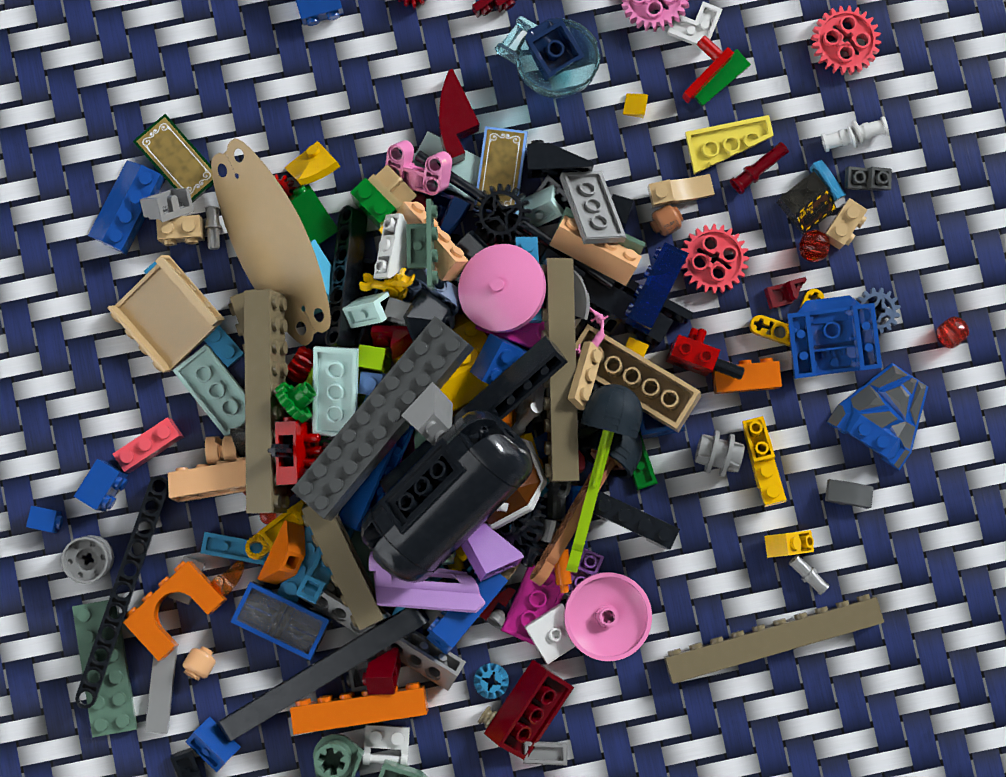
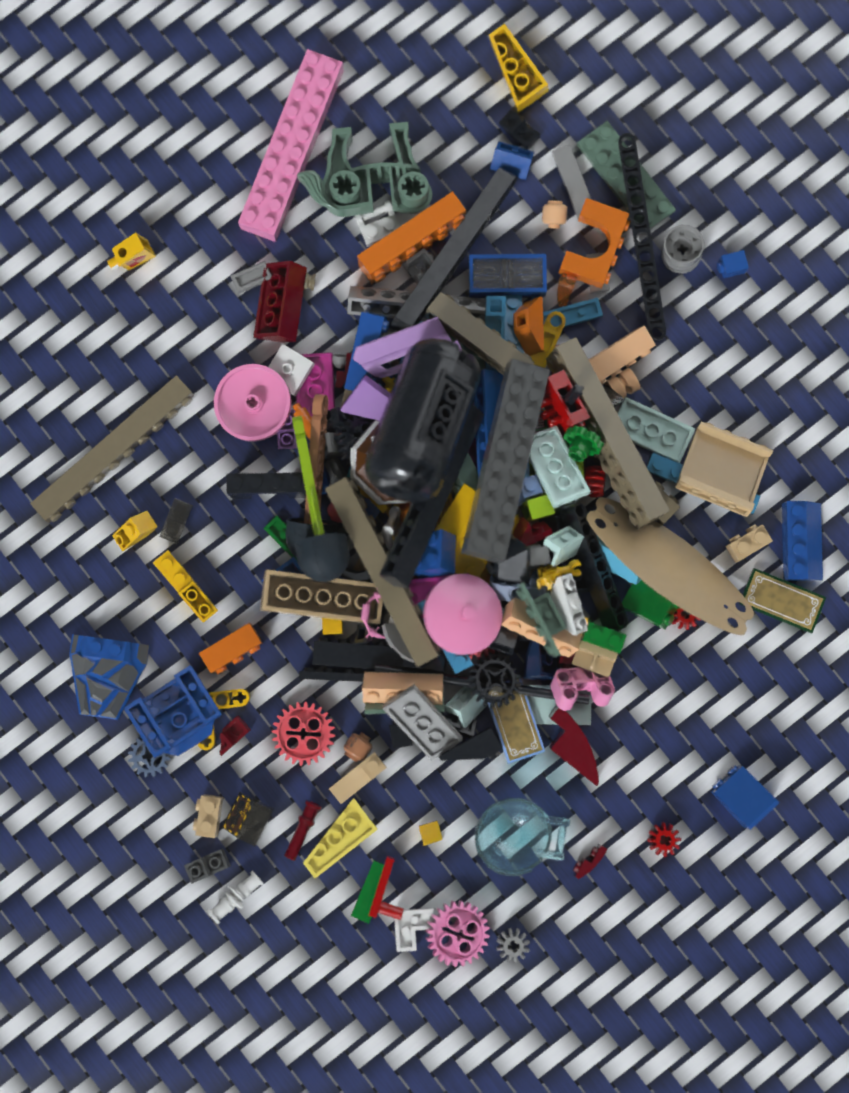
camera: 155 degrees right, 0 degrees up
(101, 485) = (702, 309): blue brick -> none
(148, 445) = (682, 360): coral brick -> none
(167, 204) = (769, 556): light grey window -> none
(213, 227) = (723, 559): light grey axle -> none
(312, 165) = (670, 647): yellow plate -> none
(383, 673) = (406, 271): dark red slope -> none
(430, 414) = (467, 479): light grey slope -> none
(485, 672) = (328, 315): dark azure gear -> none
(553, 47) = (522, 843): dark blue slope -> none
(585, 375) = (361, 576): tan plate -> none
(656, 287) = (339, 682): clear blue brick -> none
(700, 358) = (280, 642): red piece -> none
(719, 453) = (224, 574): light grey piece -> none
(742, 533) = (176, 521): none -> clear smoke slope
(809, 574) = (107, 514): light grey pin -> none
(814, 246) = (225, 784): clear red piece -> none
(828, 179) = (240, 847): dark azure slope -> none
(849, 493) = (104, 594): dark grey slope -> none
(860, 29) = (272, 993): coral gear -> none
(952, 332) = (78, 768): clear red piece -> none

